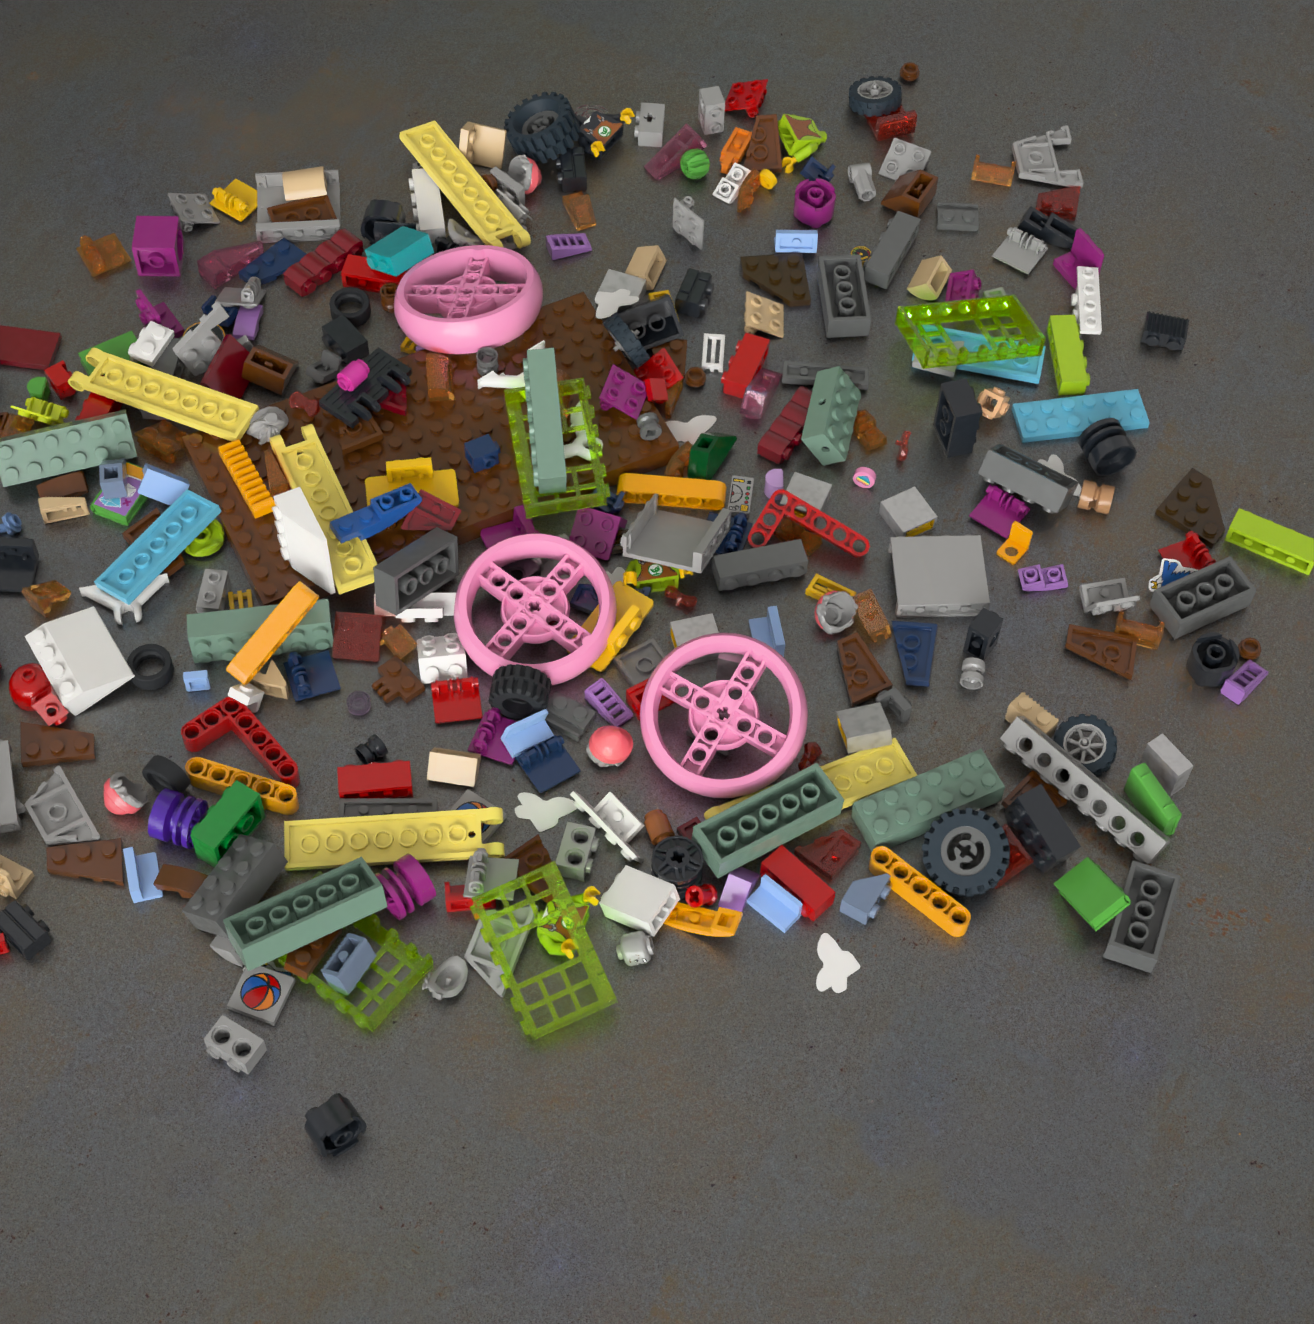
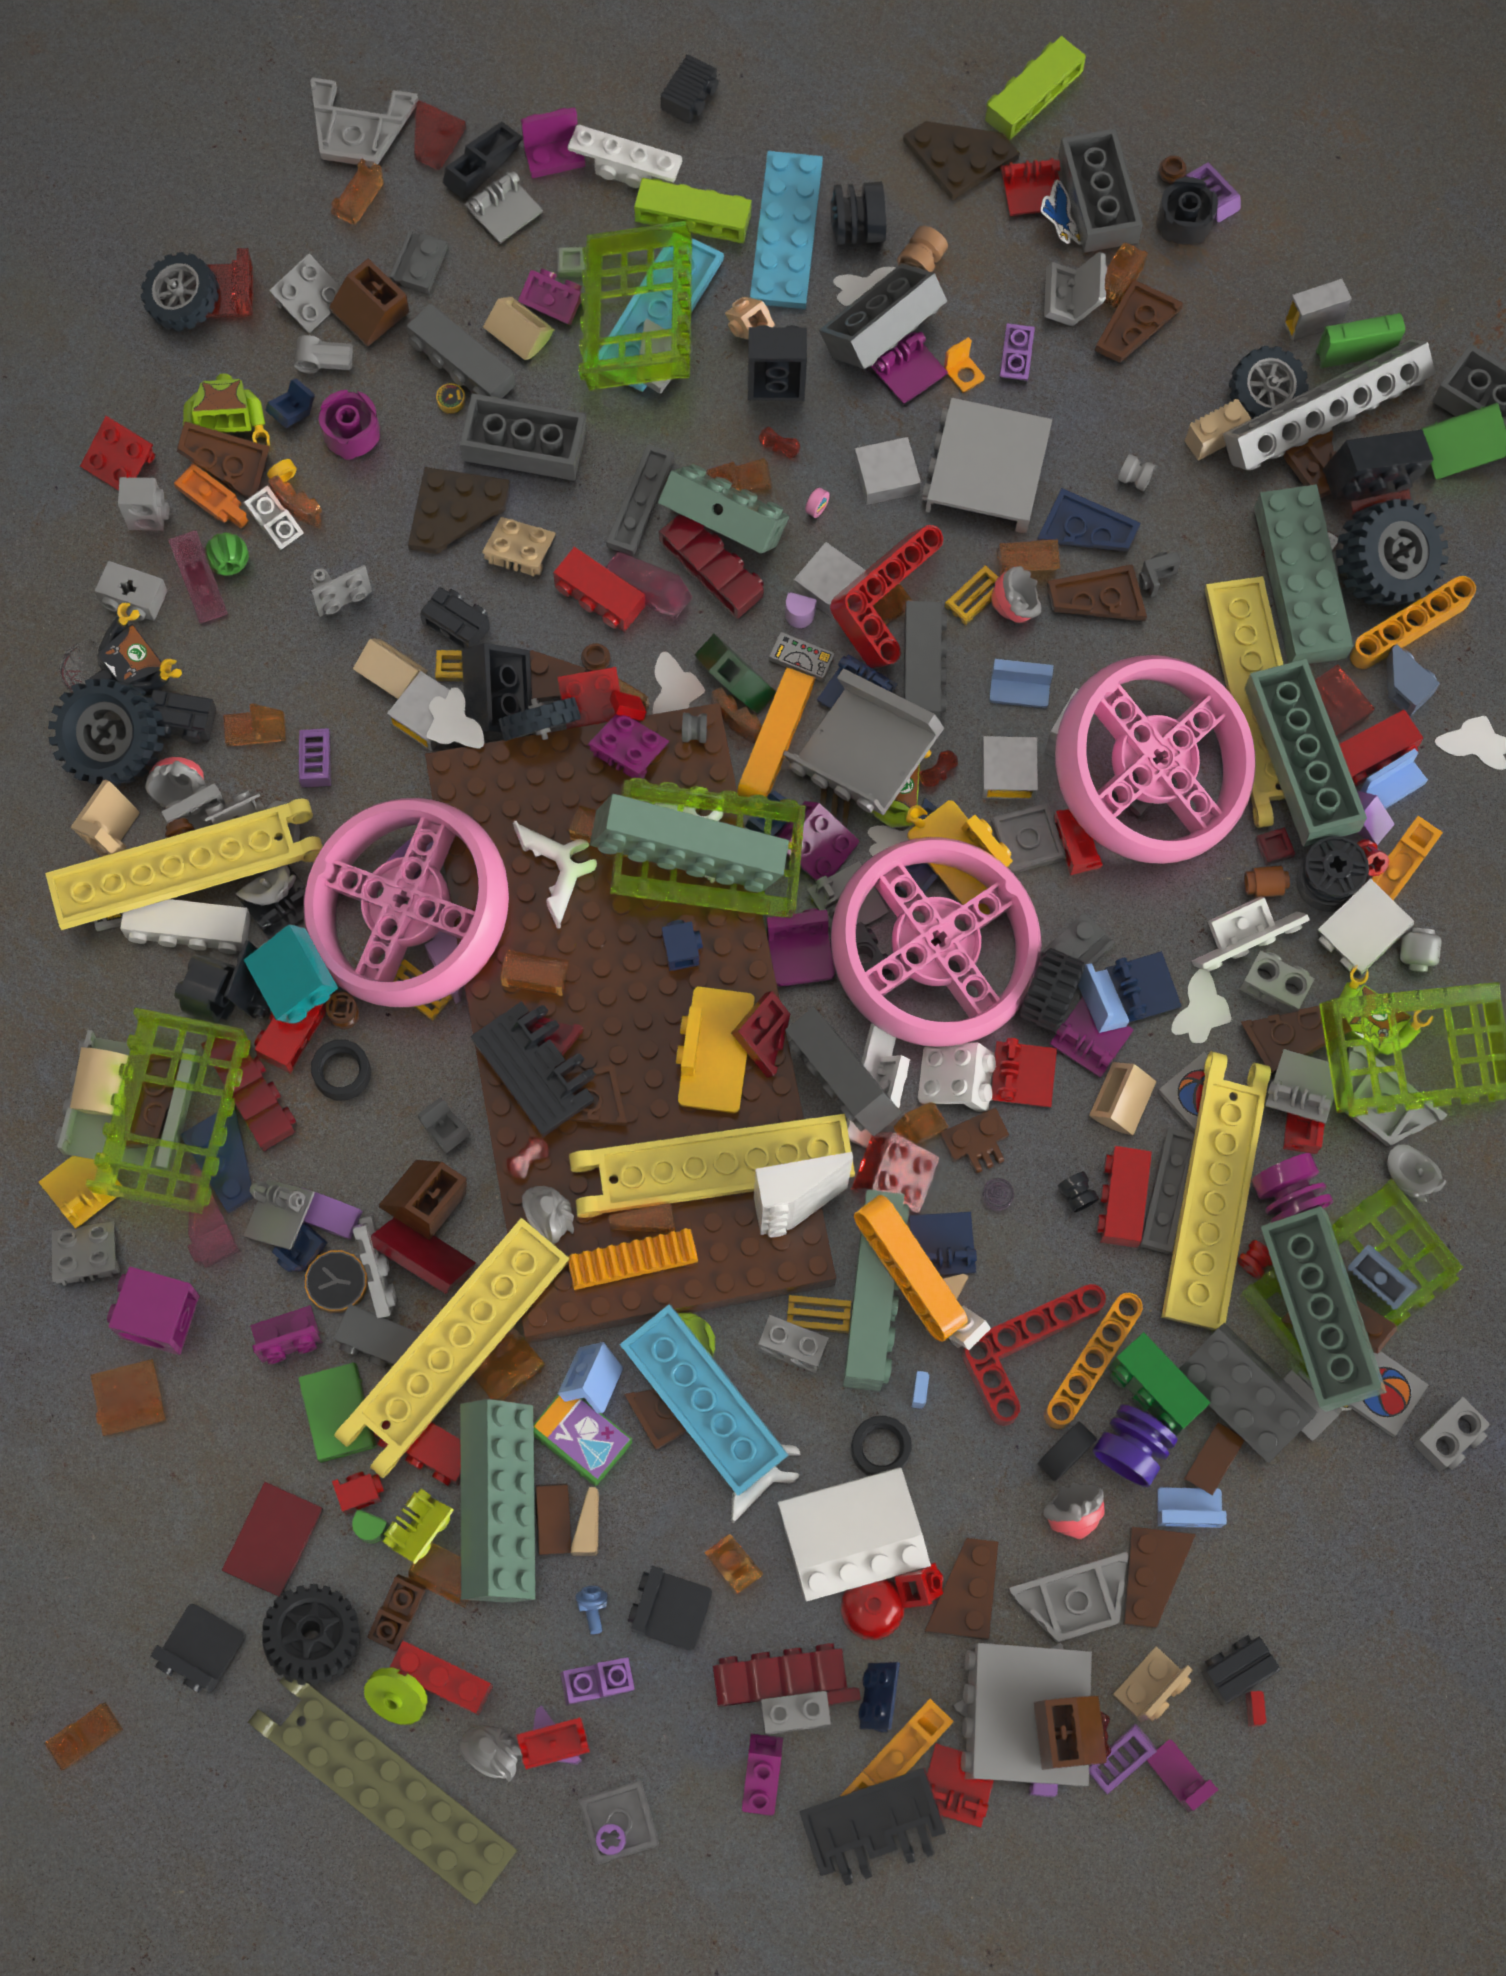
camera: 75 degrees left, 15 degrees up
(113, 478) = (569, 1438): sand blue slope -> none
(150, 344) = (348, 1350): white bracket -> none
(264, 241) = (126, 1101): none -> clear neon green window
(345, 340) = (401, 1088): black brick -> none
(353, 375) = (523, 1076): dark pink brick -> none
(379, 515) = (760, 1097): blue slope -> none
(487, 360) = (526, 896): dark grey wheel -> none
(598, 692) = (1054, 905): medium lavender slope -> none
(609, 746) = (1140, 907): coral hair -> none
(712, 365) = (554, 634): white tile -> none
(796, 241) = (407, 468): light blue panel -> none
(864, 727) = (1188, 613): flat silver piece -> none
(909, 71) = (141, 236): reddish brown plate -> none
(983, 634) = (1095, 440): black brick -> none

